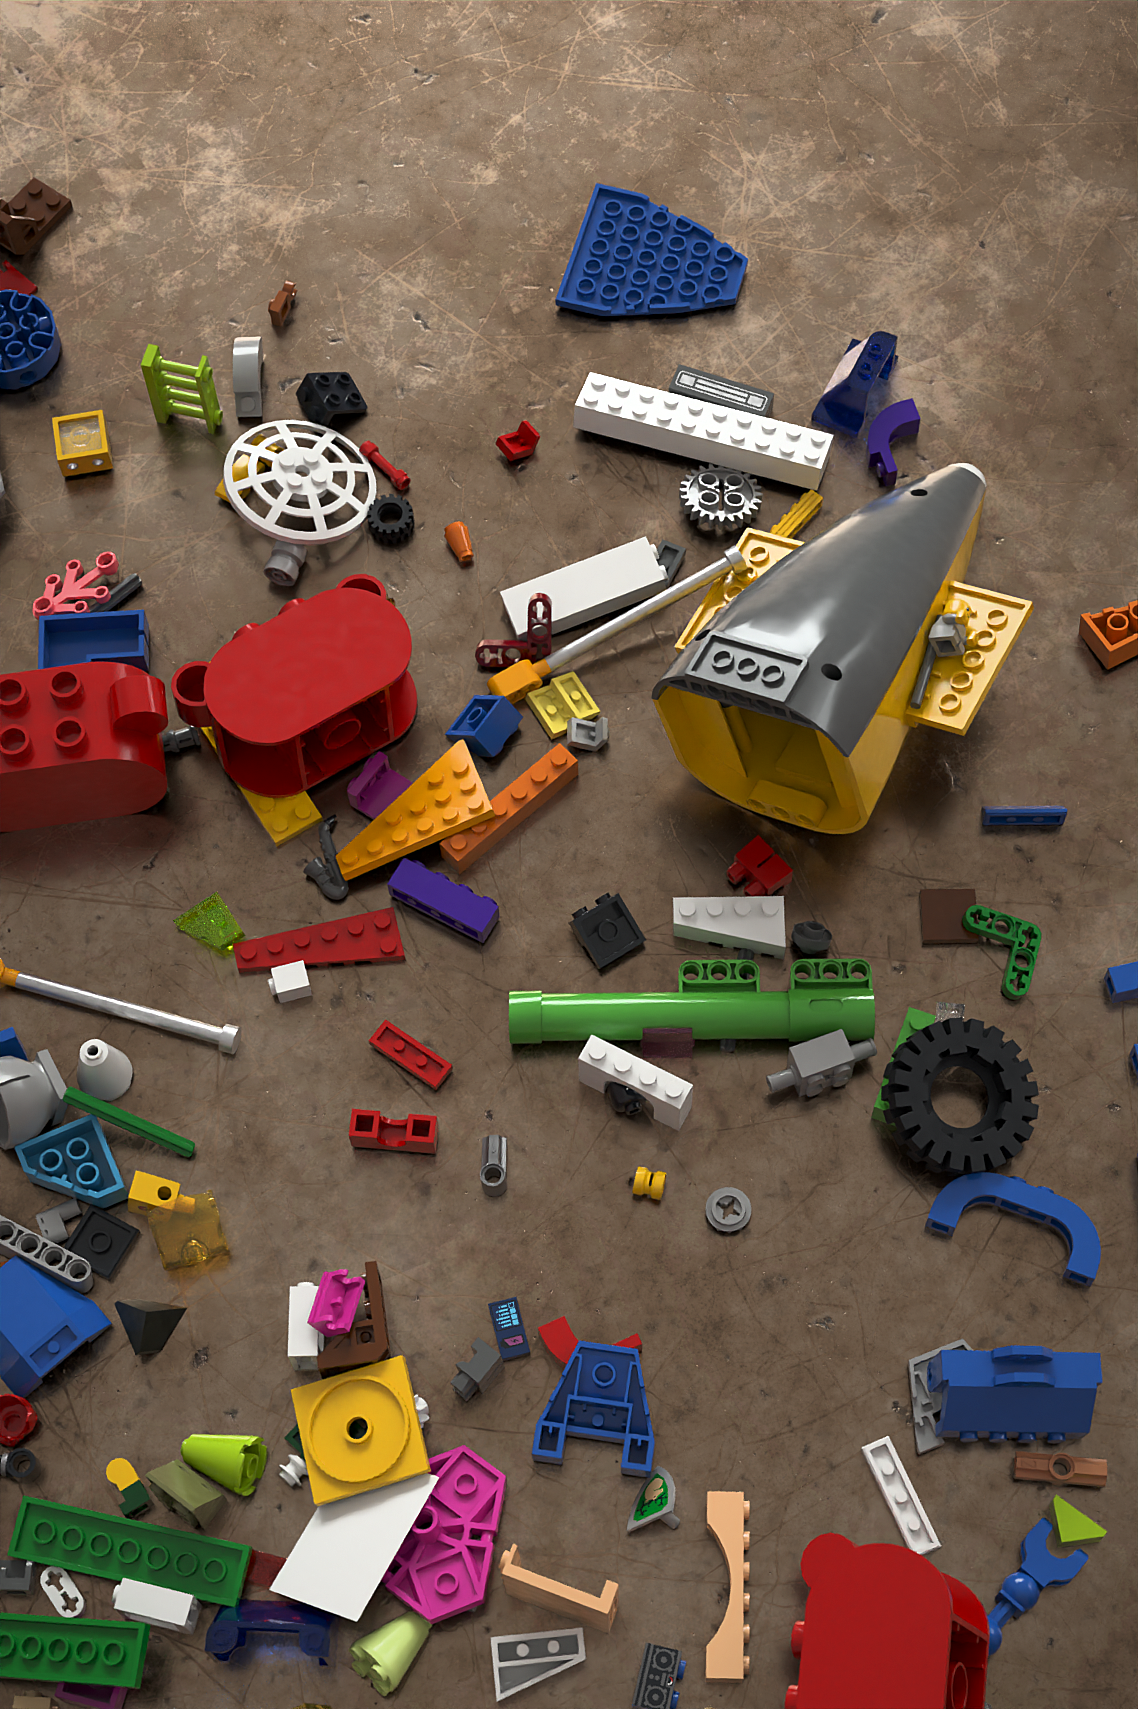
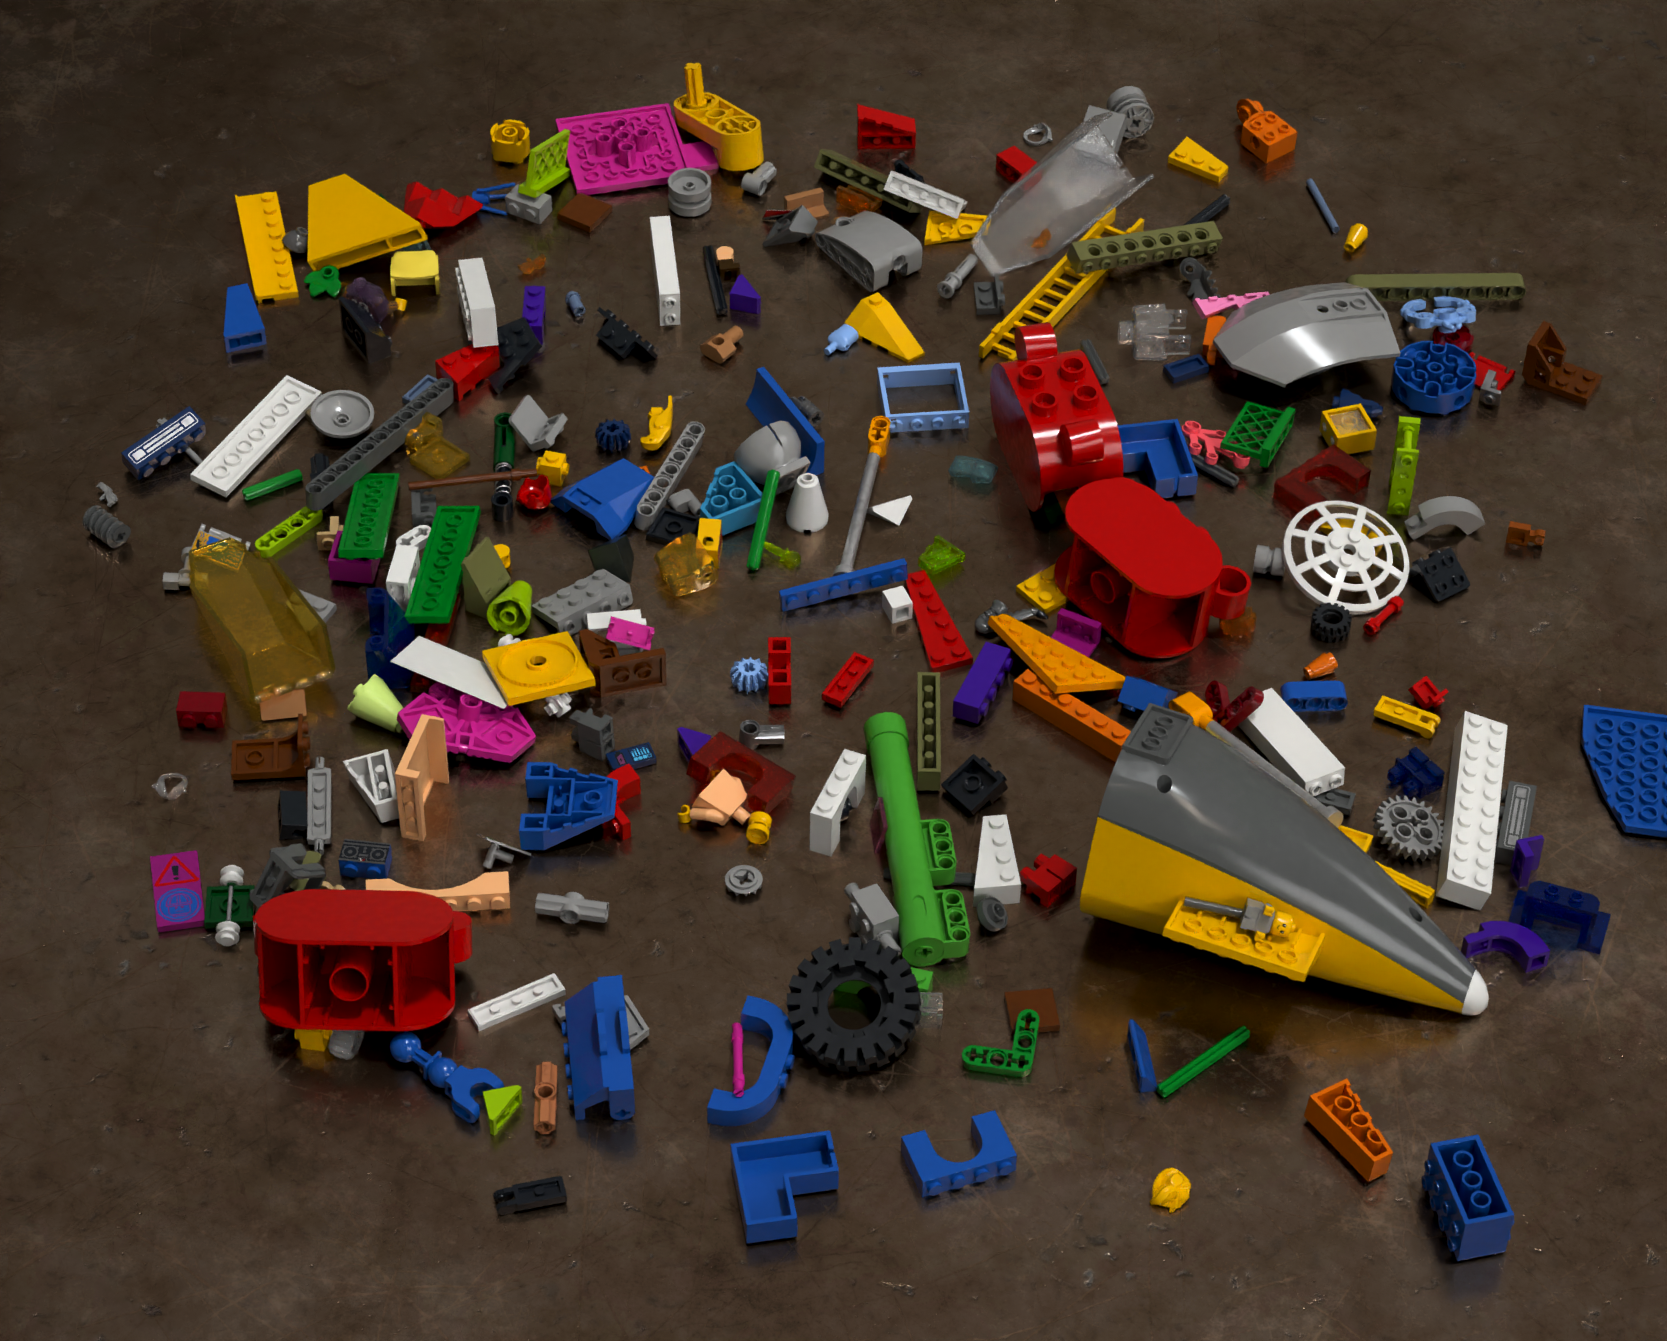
camera: 80 degrees right, 20 degrees down
(33, 286) = (1488, 391): none -> flat silver bracket
(35, 434) = (1347, 398): none -> dark blue rock
(63, 864) = (976, 469): none -> clear light blue slope
(80, 521) = (1272, 437): none -> green fence
(112, 969) = (891, 511): none -> white slope
(165, 517) = (1330, 465): none -> clear red arch
(180, 1101) = (791, 558): none -> clear neon green bar
(223, 1369) = (593, 594): none -> light grey bracket
(255, 1050) = (843, 584): none -> blue plate
(388, 1179) = (749, 675): none -> light blue gear
(505, 555) = (1314, 695): none -> blue beam
(508, 1247) = (691, 741): none -> dark purple slope
(517, 968) = (928, 731): none -> olive brick
(546, 471) = (1407, 716): none -> yellow plate
(579, 1158) = (728, 754): none -> clear red arch
(604, 1222) = (718, 802): none -> light nougat torso
(636, 476) = (1417, 773): none -> clear blue hips
(759, 1418) = (572, 907): none -> light grey piece
(787, 396) = (1526, 858): none -> dark purple panel
(1029, 753) = (1203, 1061): none -> green axle
(1056, 1239) = (738, 1077): none -> dark pink piece

